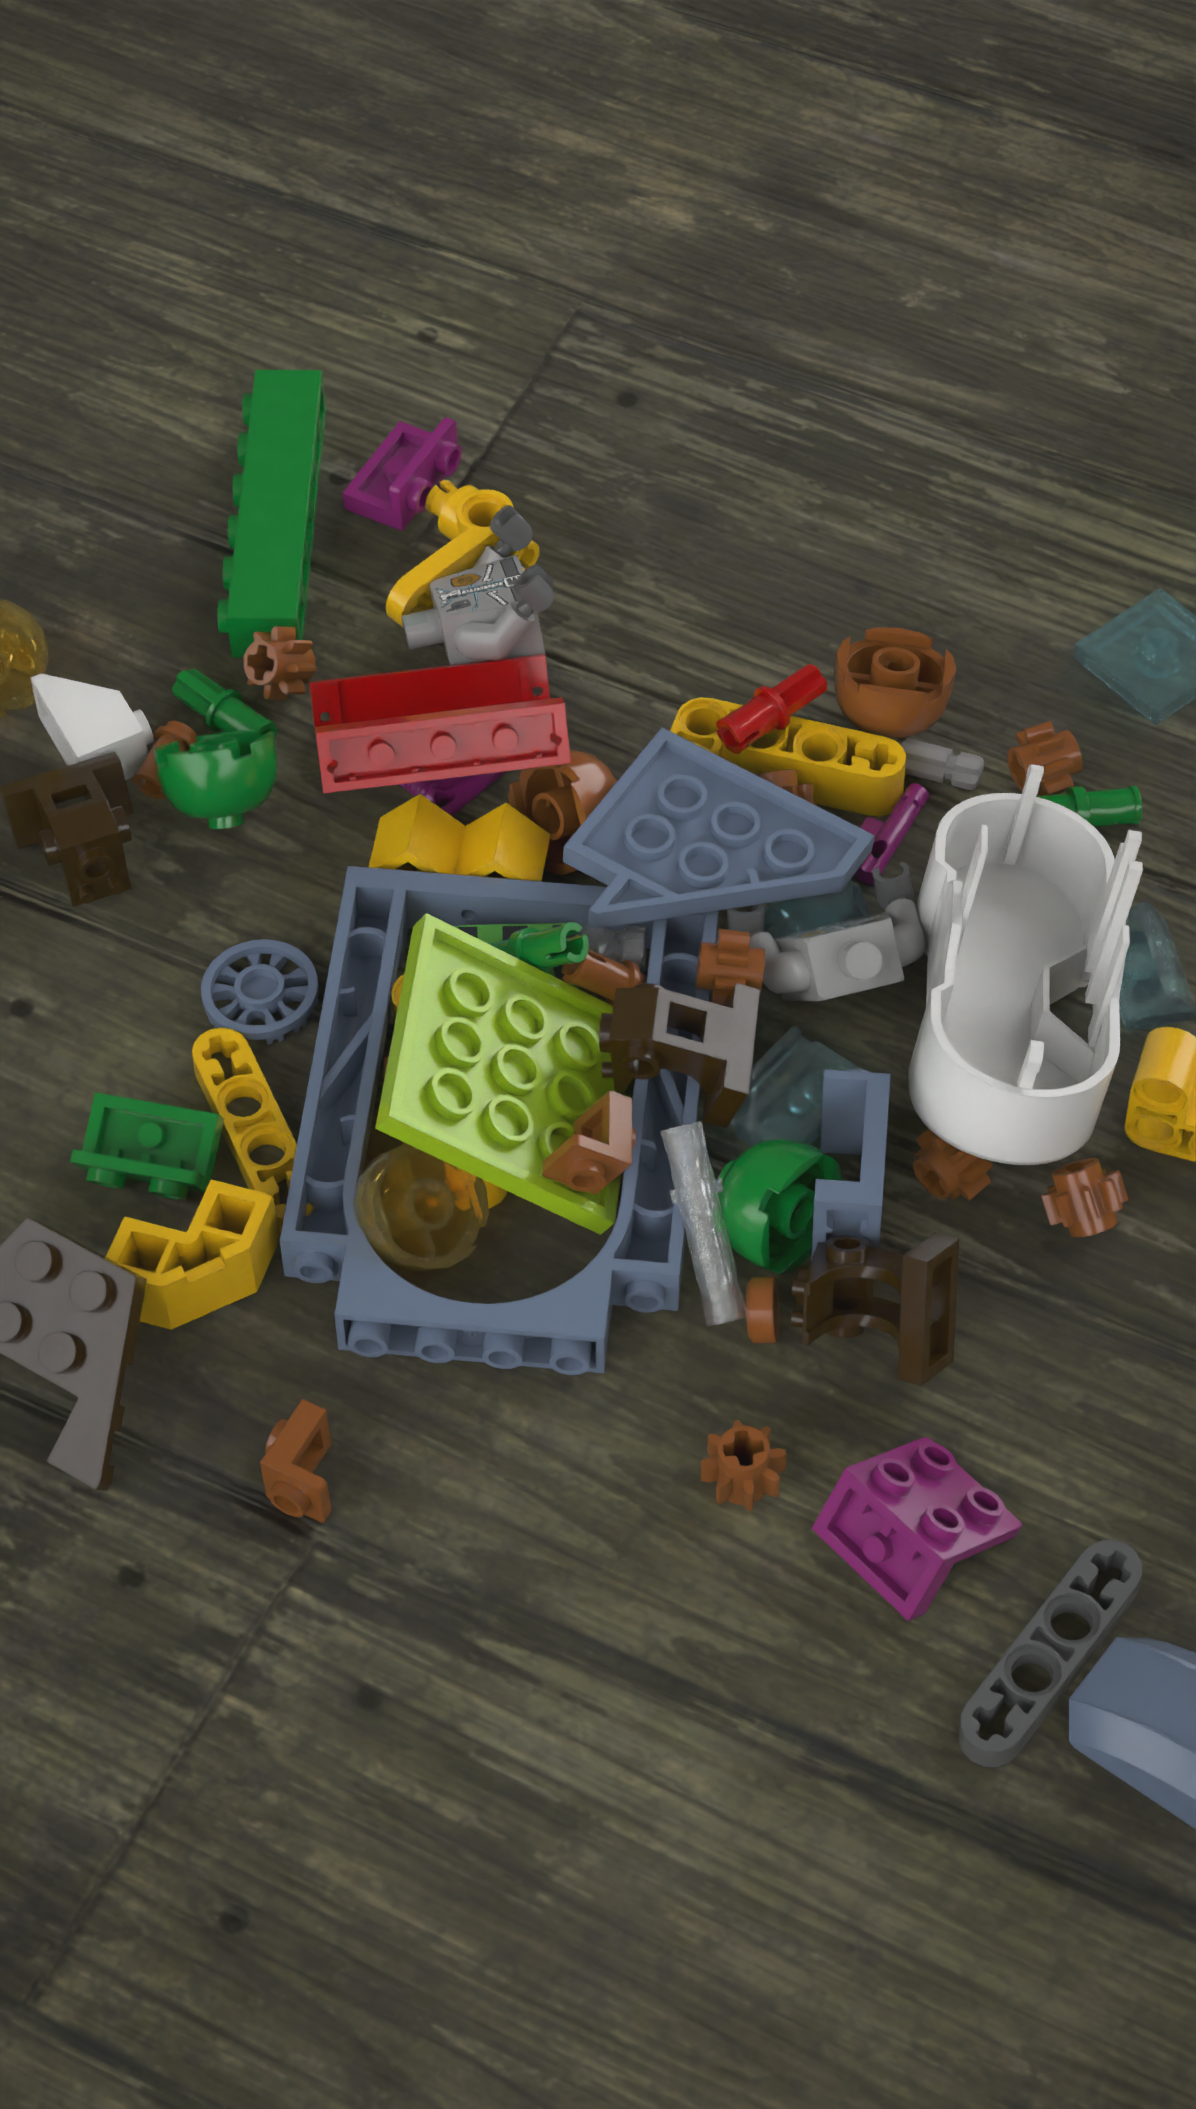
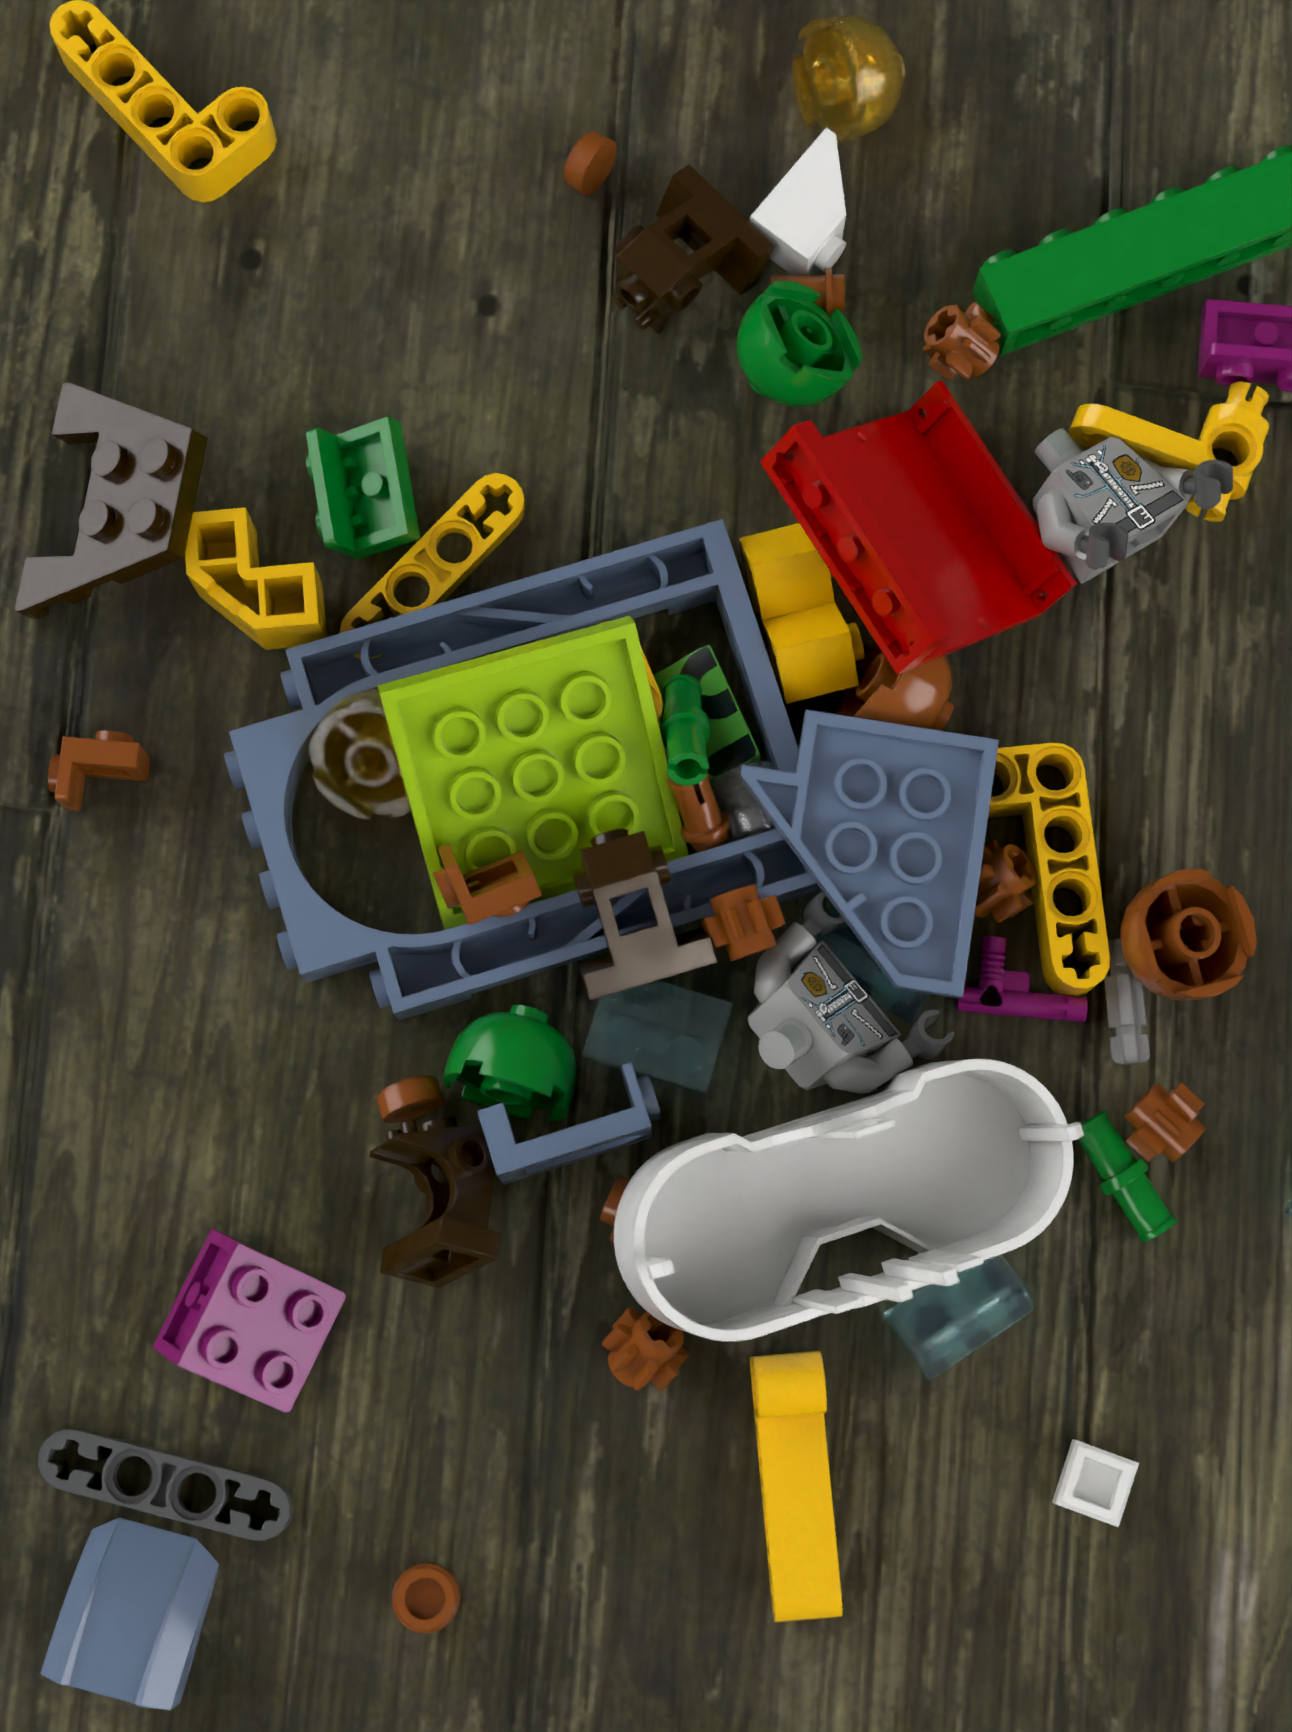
camera: 65 degrees right, 25 degrees up
(219, 707) = (891, 317): green axle -> none
(260, 990) = (584, 502): sand blue wheel -> none
(704, 1223) = (470, 997): clear pin -> none
(743, 1447) = (222, 1142): dark orange gear -> none
(770, 709) = (1085, 834): red axle -> none

